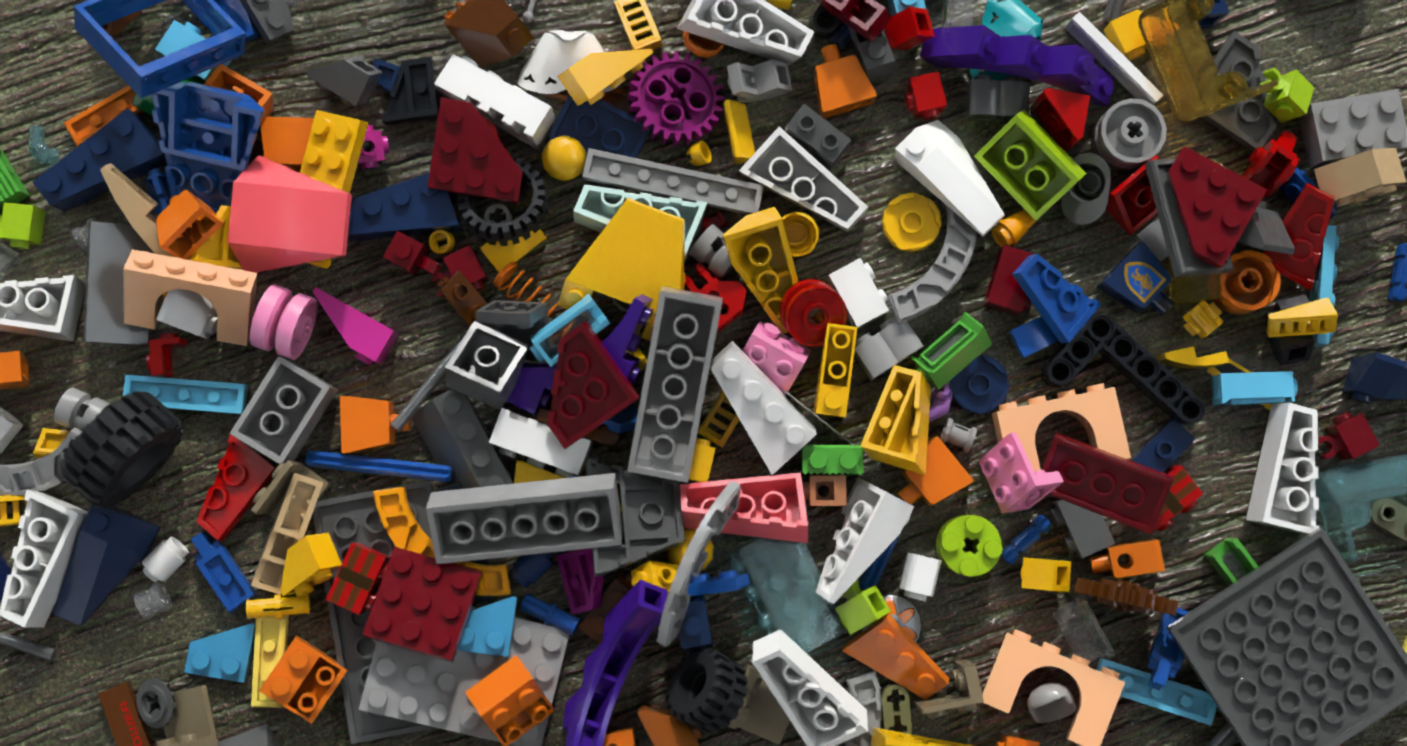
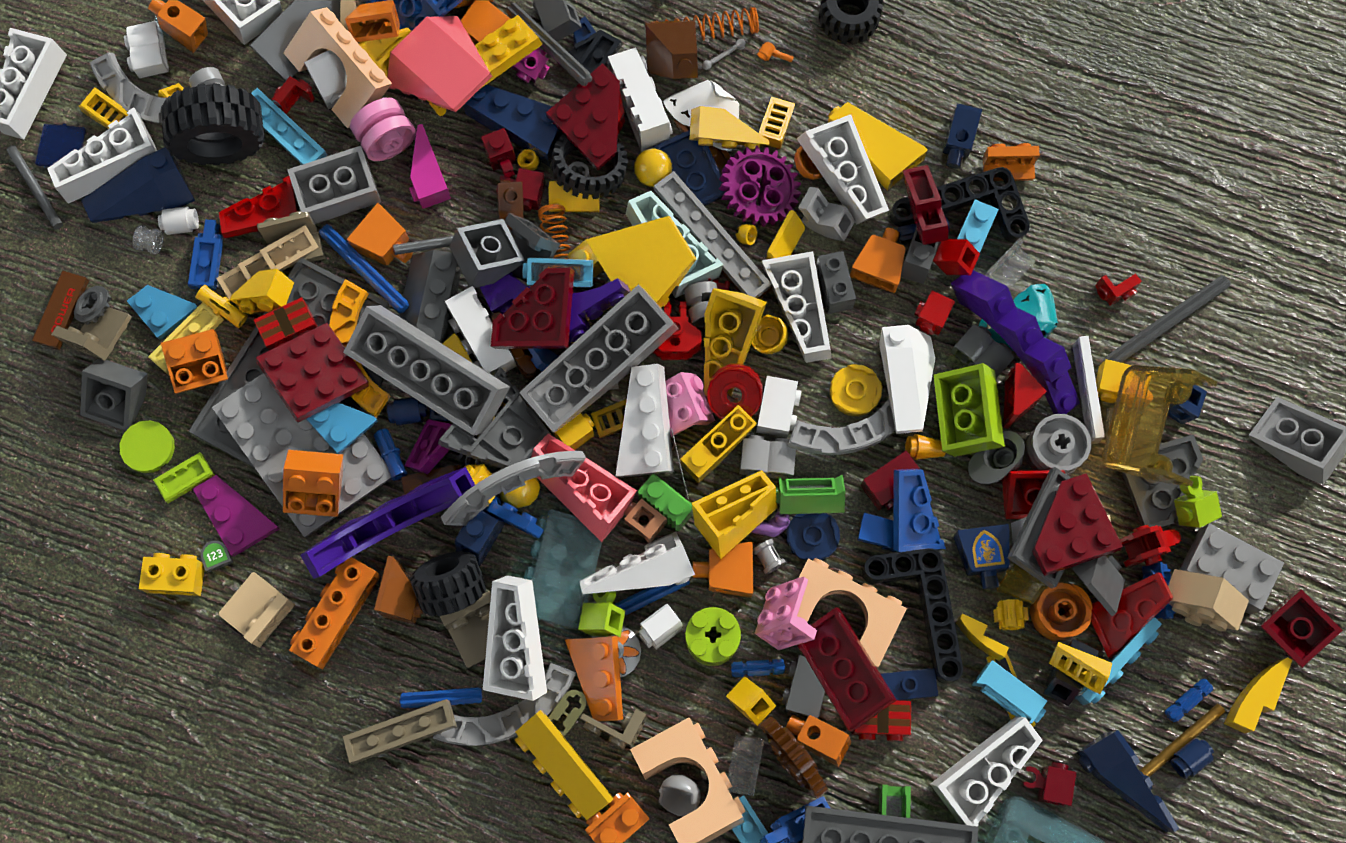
camera: 40 degrees right, 10 degrees down
(373, 116) = (552, 47): none -> dark grey axle

